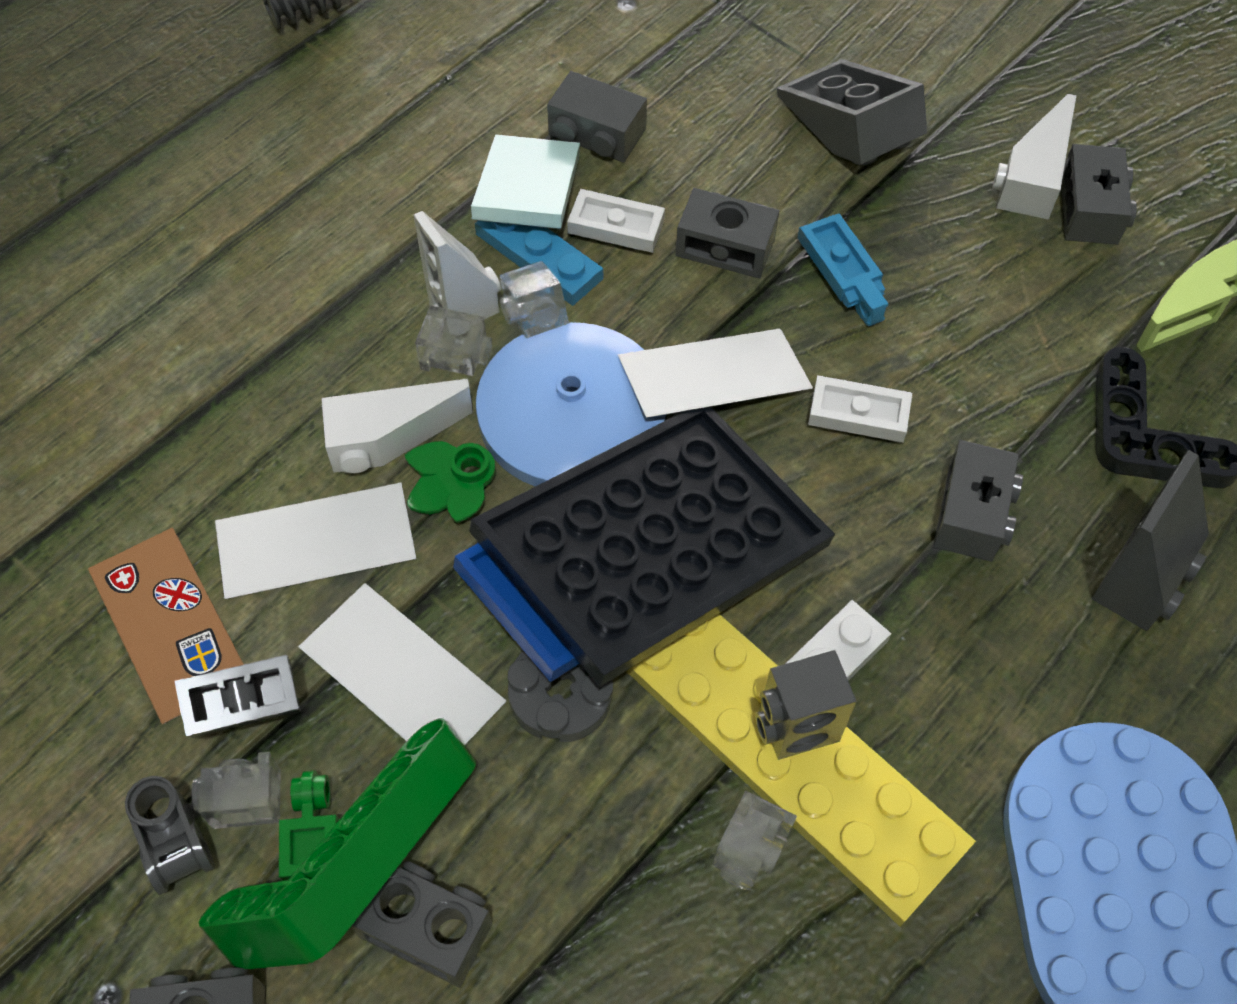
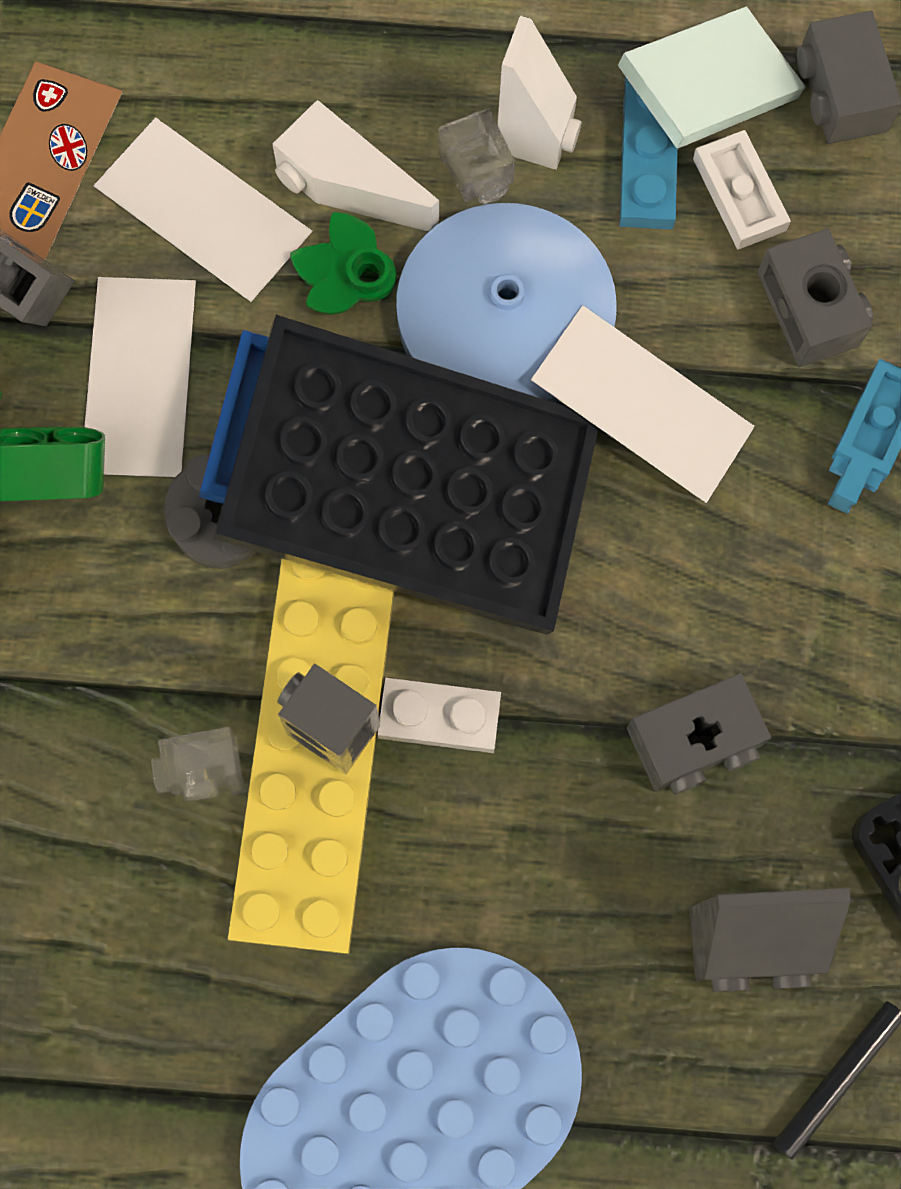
camera: 50 degrees right, 15 degrees up
(533, 299) = (577, 187): clear brick -> none
(860, 409) = (715, 561): white plate -> none

